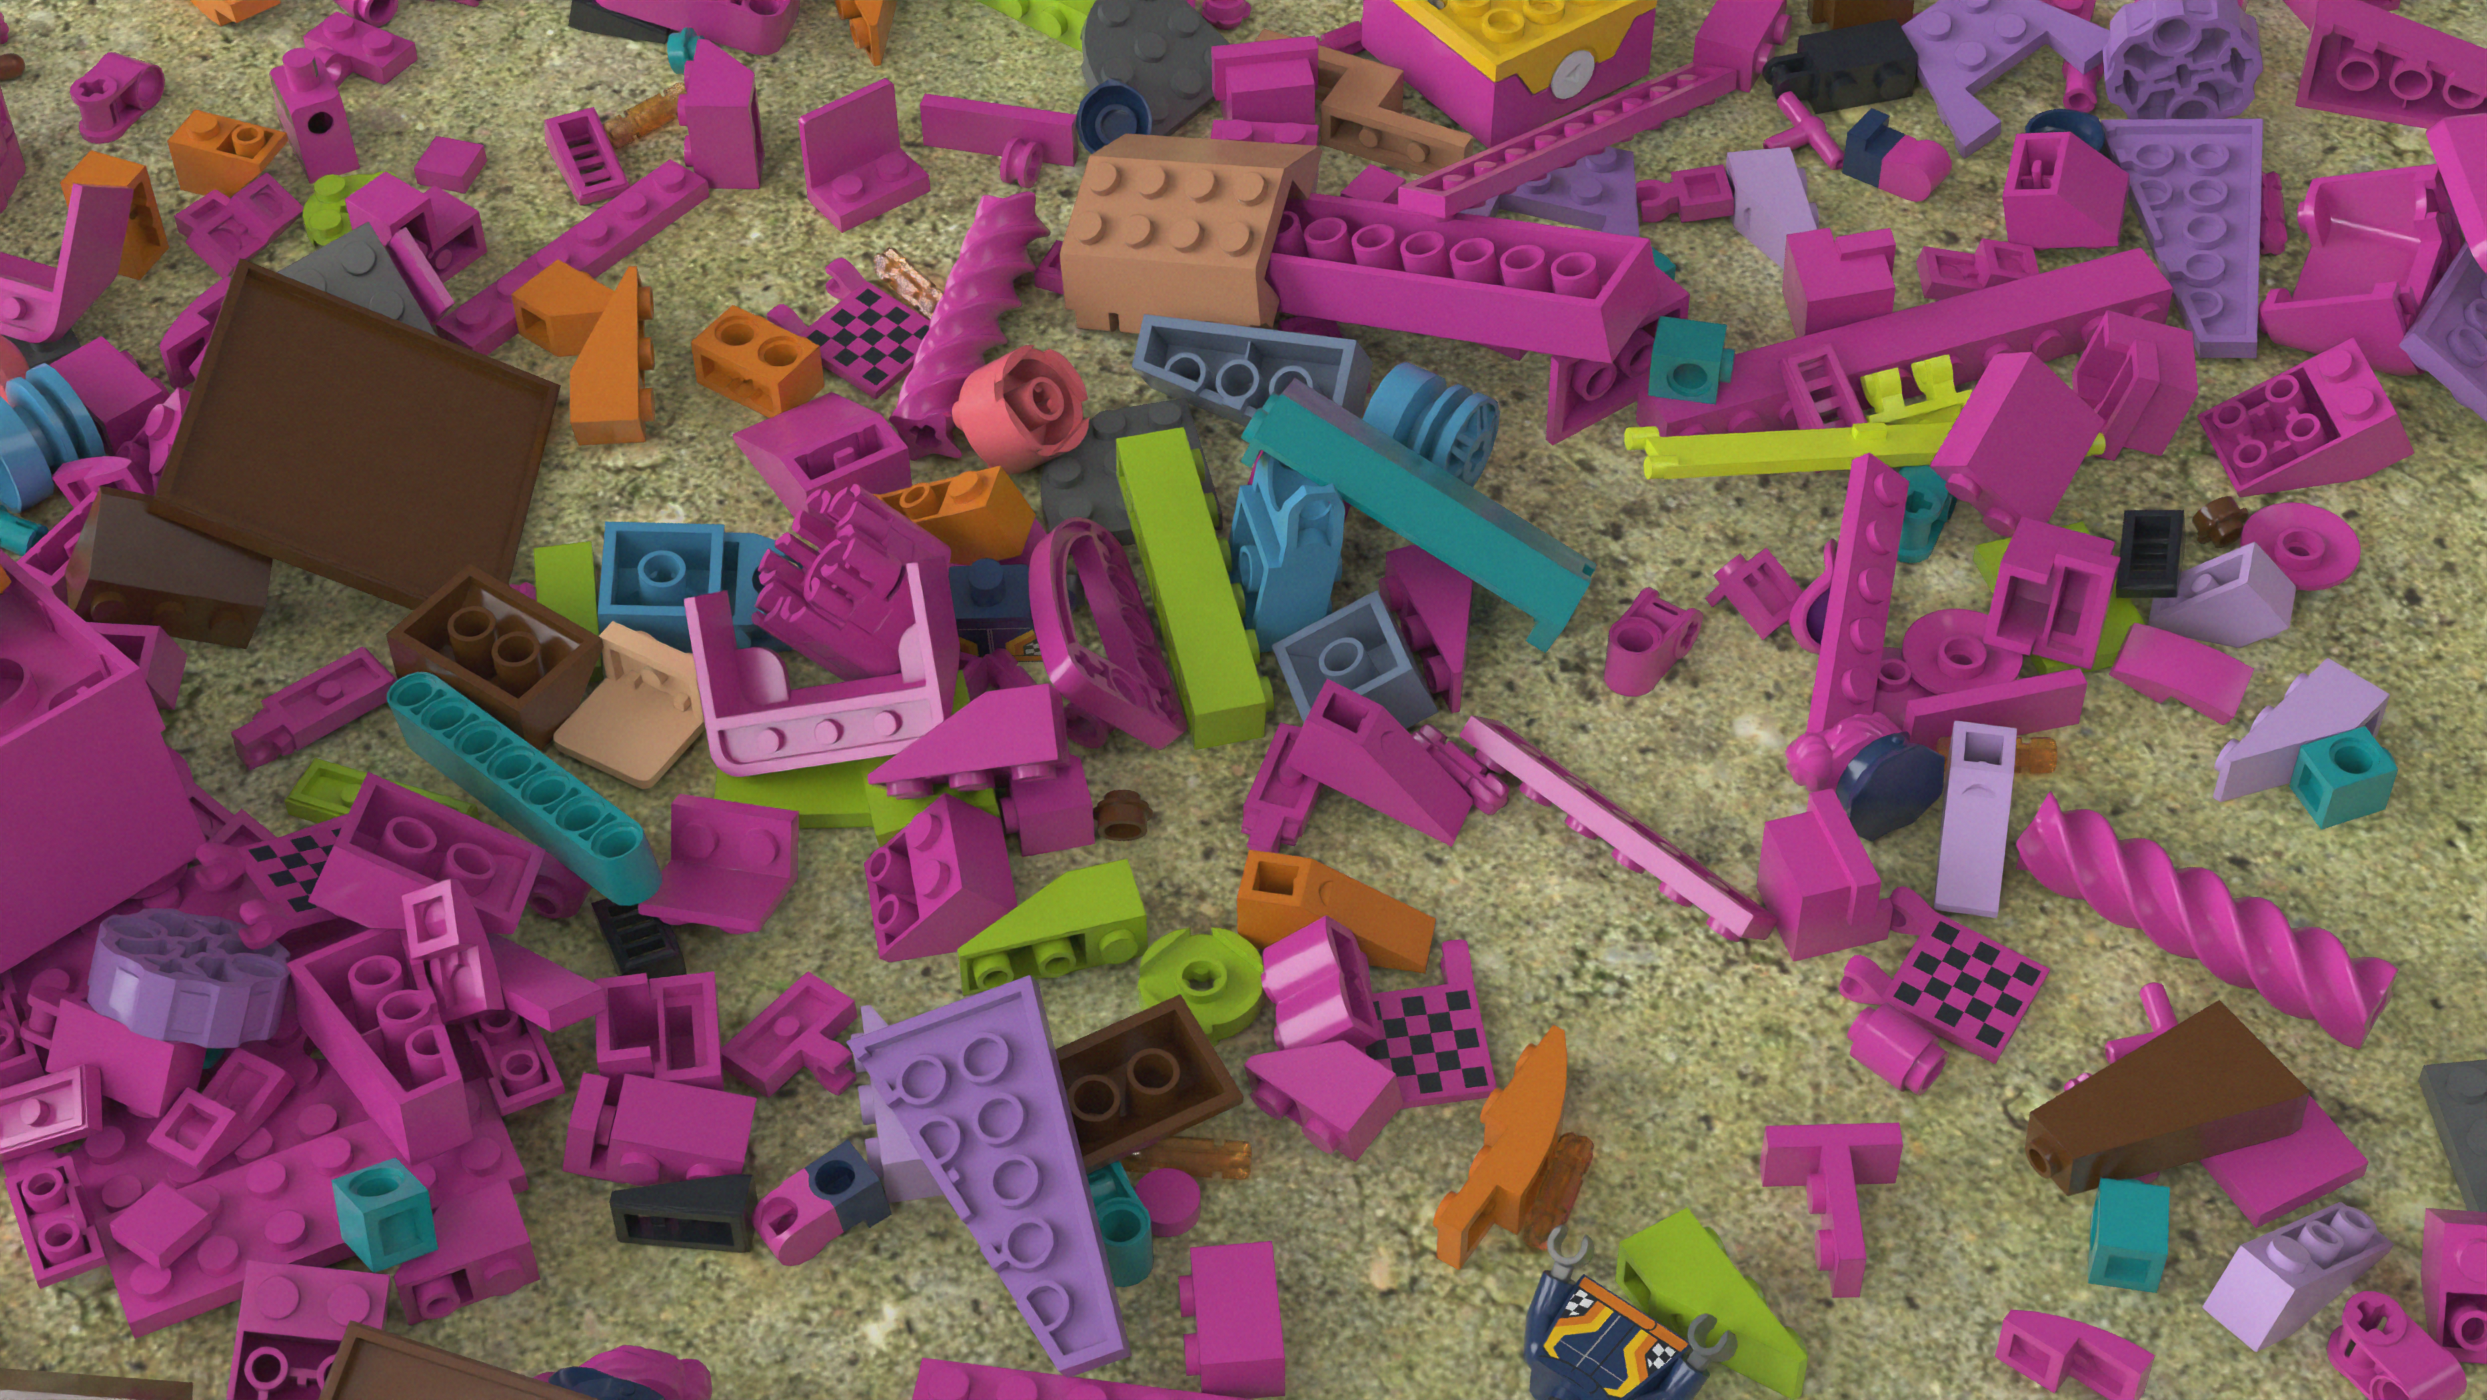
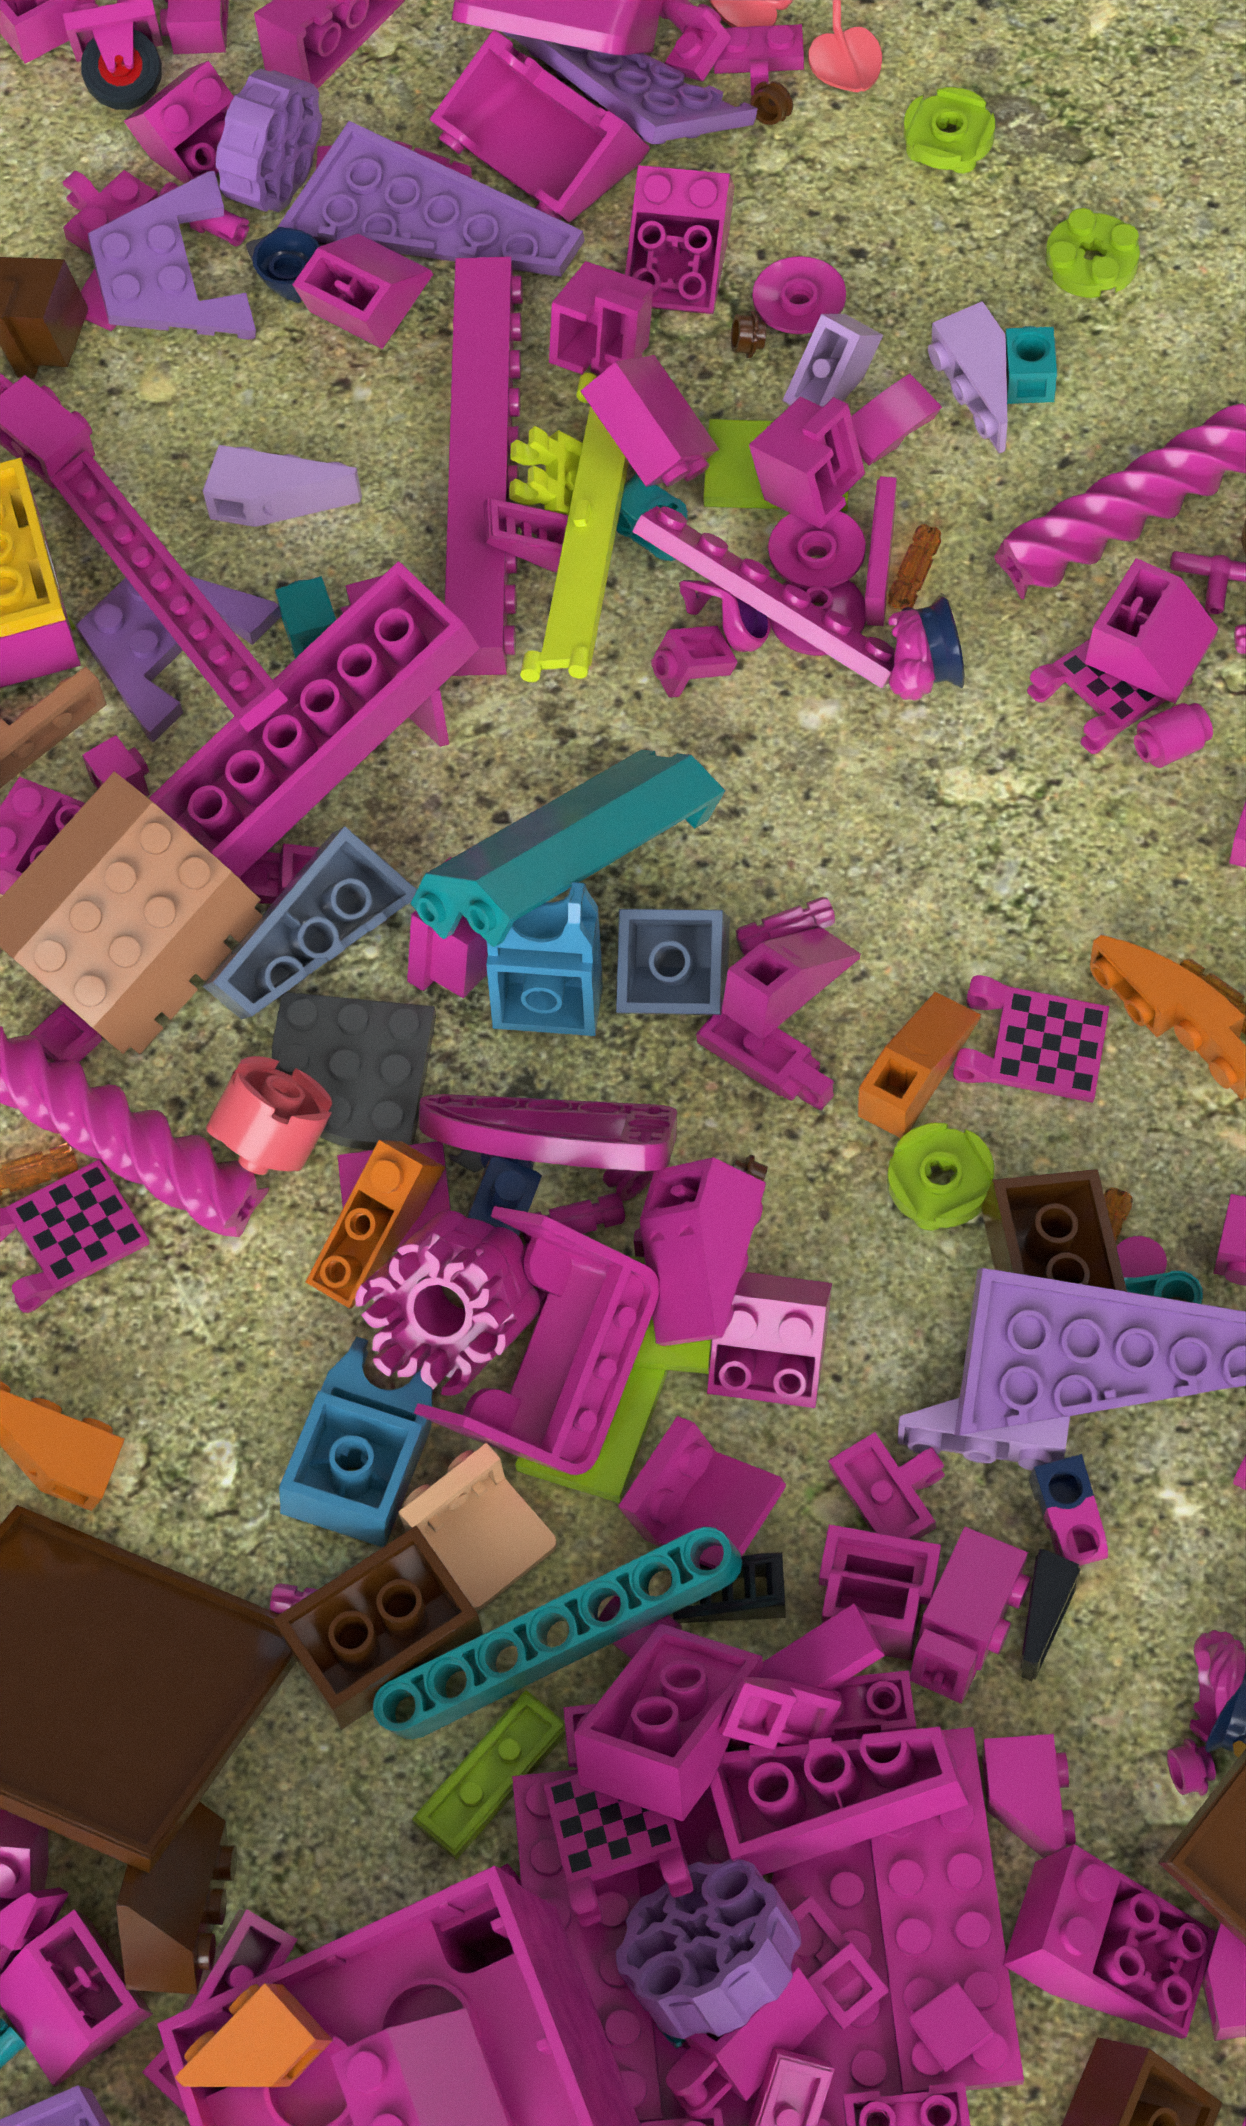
camera: 65 degrees left, 15 degrees up
(313, 708) = (350, 1803): dark pink hinge -> none
(384, 1214) = (1033, 1845): teal brick -> none
(568, 586) = (293, 1557): lime tile -> none
(757, 363) = (87, 1334): orange brick -> none
(826, 447) = (227, 1297): dark pink slope -> none
(1066, 927) = (847, 1248): lime slope -> none
(1192, 590) = (525, 1049): lime brick -> none
(1319, 988) = (999, 1091): dark pink brick -> none
(1327, 1090) = (1090, 1113): dark pink slope -> none
(1433, 614) = (646, 883): dark pink slope -> none
(1436, 421) = (439, 818): dark azure wheel -> none
(1635, 843) = (912, 831): plate -> none
(1648, 643) = (712, 744): dark pink piece -> none
(1689, 360) = (466, 592): teal brick -> none
(1691, 193) = (216, 536): dark pink plate -> none
(1807, 130) = (177, 429): dark pink piece -> none
(1821, 881) = (1014, 719): dark pink plate -> none
(1837, 281) = (407, 479): dark pink plate -> none
(1847, 67) = (123, 371): black brick -> none
(1894, 159) = (249, 382): leg -> none
(1954, 273) = (401, 379): dark pink slope -> none
(1975, 818) = (987, 600): lavender slope -> none
(2015, 975) = (1151, 632): none -> dark pink slope
(2151, 554) = (756, 365): black slope -> none

